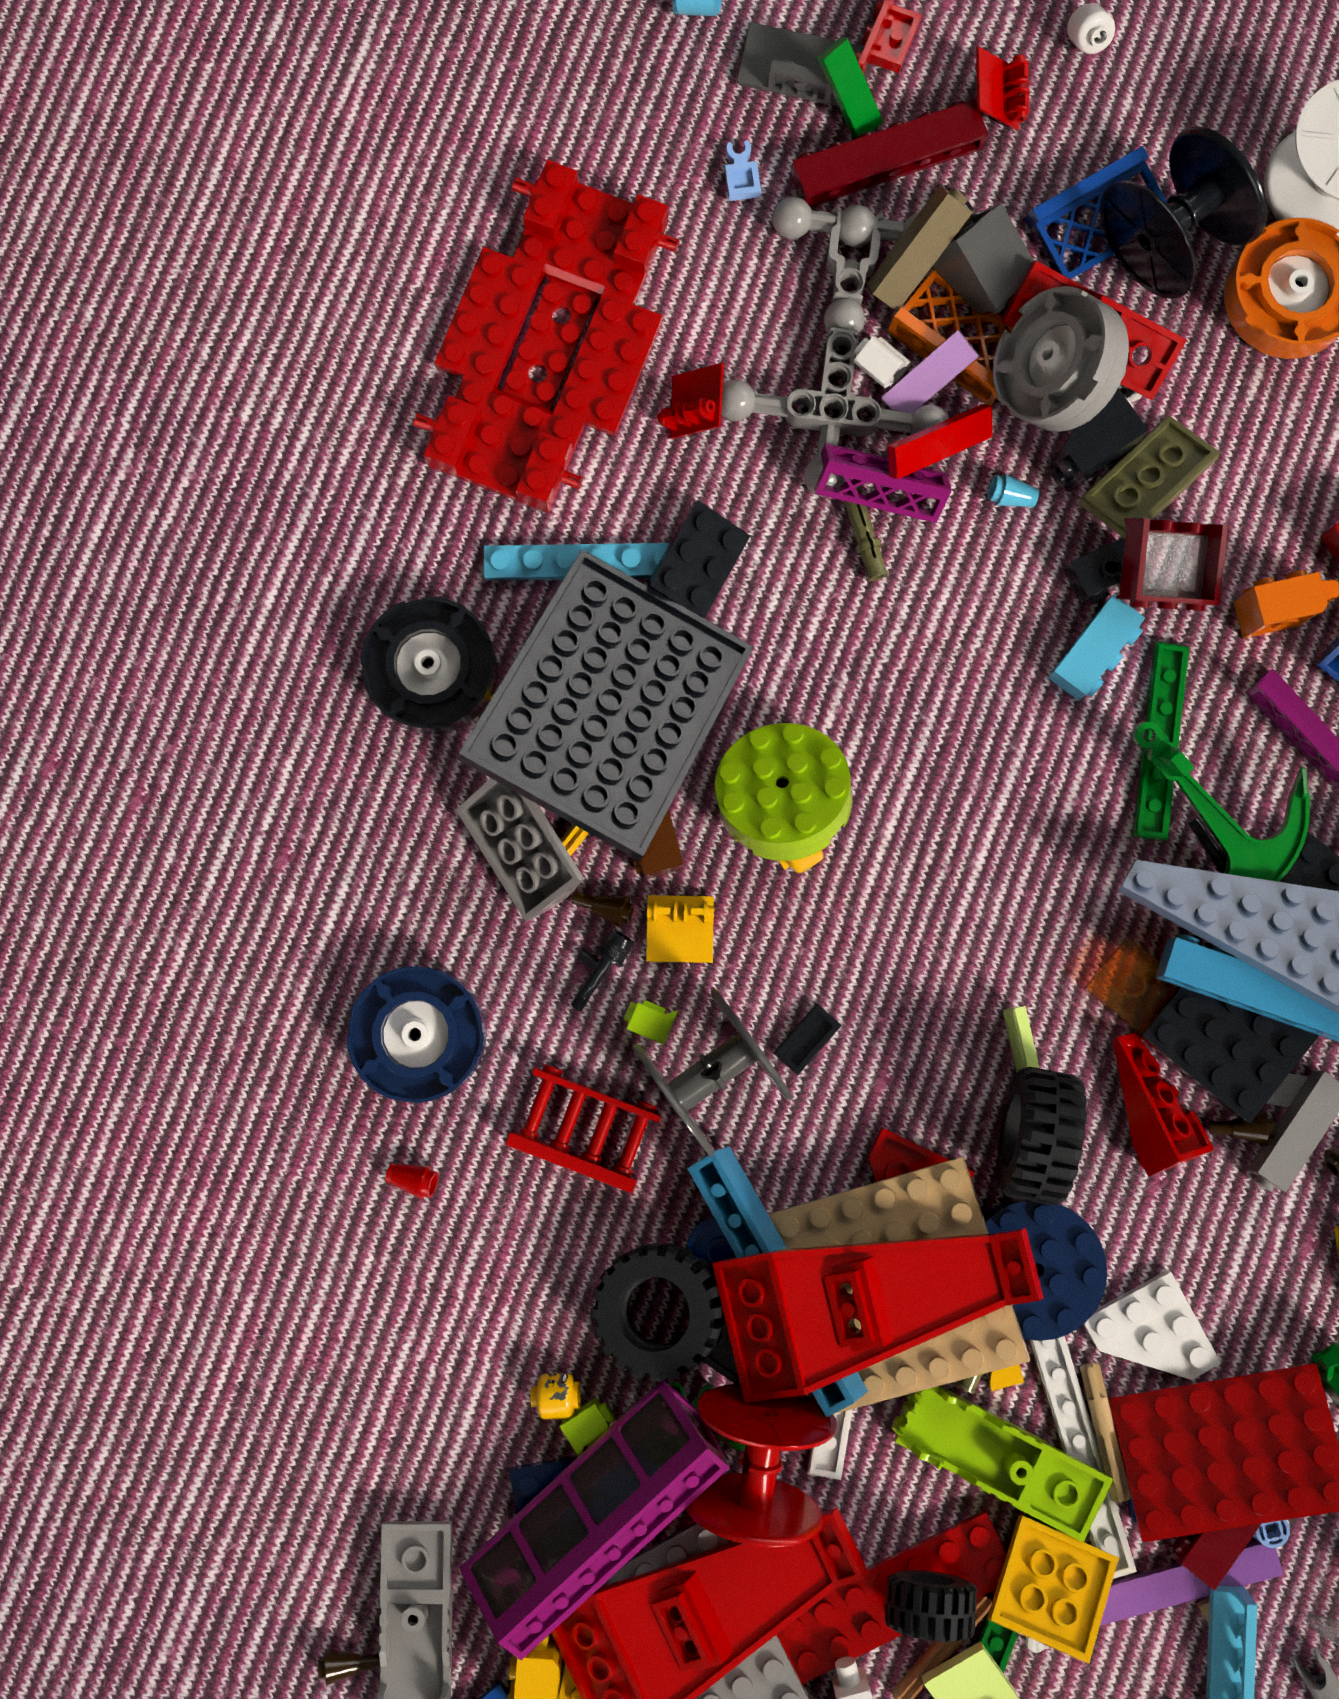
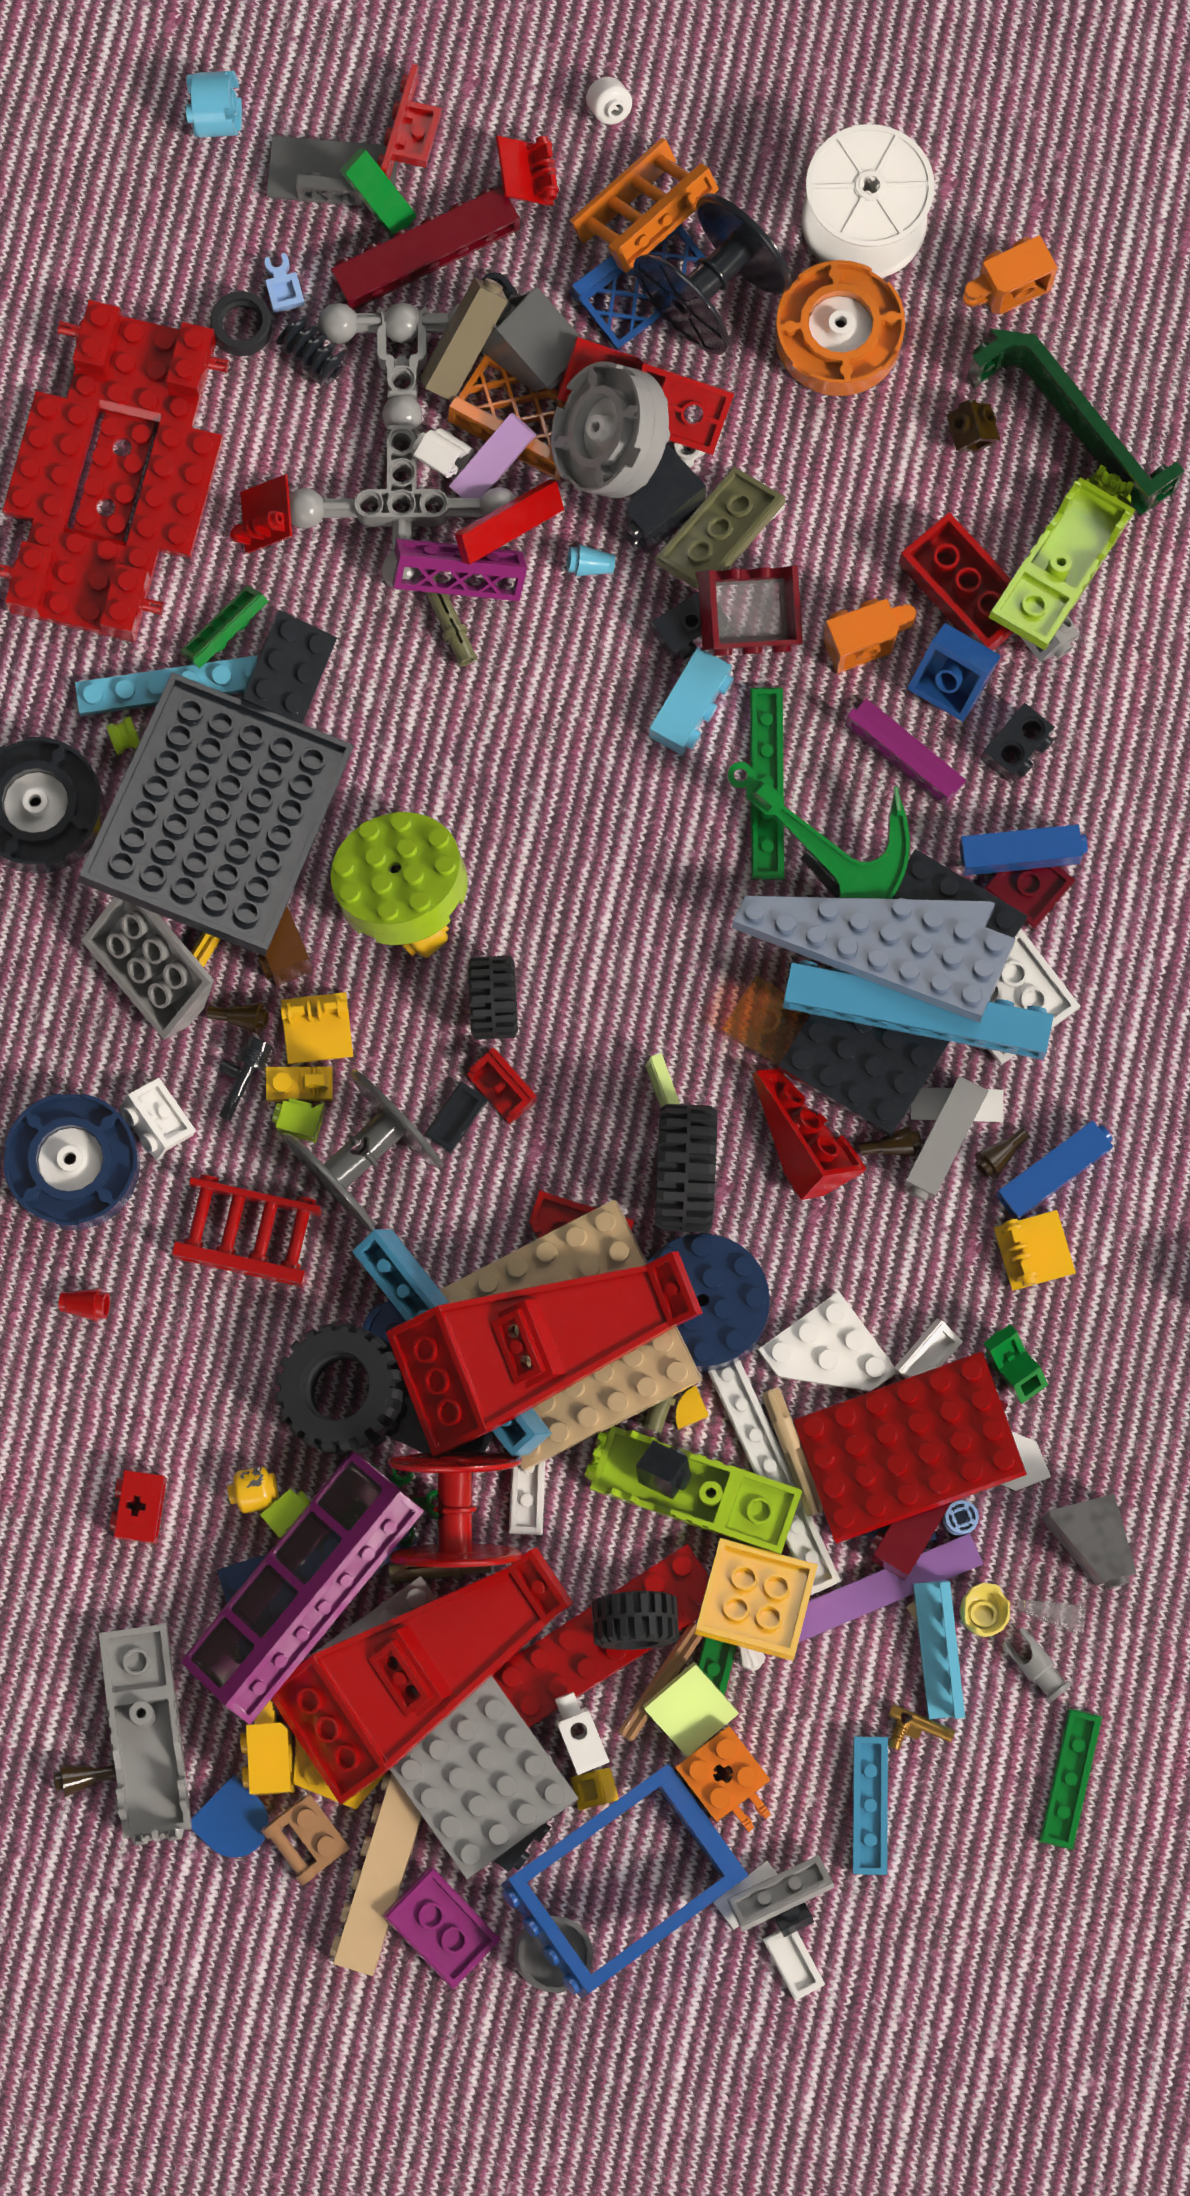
camera: 10 degrees left, 5 degrees down
(435, 1417) = (151, 1492): none -> red brick
(508, 999) = (156, 1118): none -> white bracket
(525, 606) = (123, 735): none -> lime wheel
(639, 509) = (223, 626): none -> green plate
(655, 982) = (299, 1083): none -> yellow hinge
(696, 182) = (236, 300): none -> black tyre
(762, 243) = (311, 351): none -> black piece
(858, 1014) = (502, 1086): none -> red hinge
(863, 927) = (492, 997): none -> black tyre
(977, 1441) = (664, 1469): none -> black brick
(1127, 156) = (659, 220): none -> orange fence
(1254, 1348) = (929, 1351): none -> white tile
(1281, 1626) = (985, 1610): none -> light yellow hair

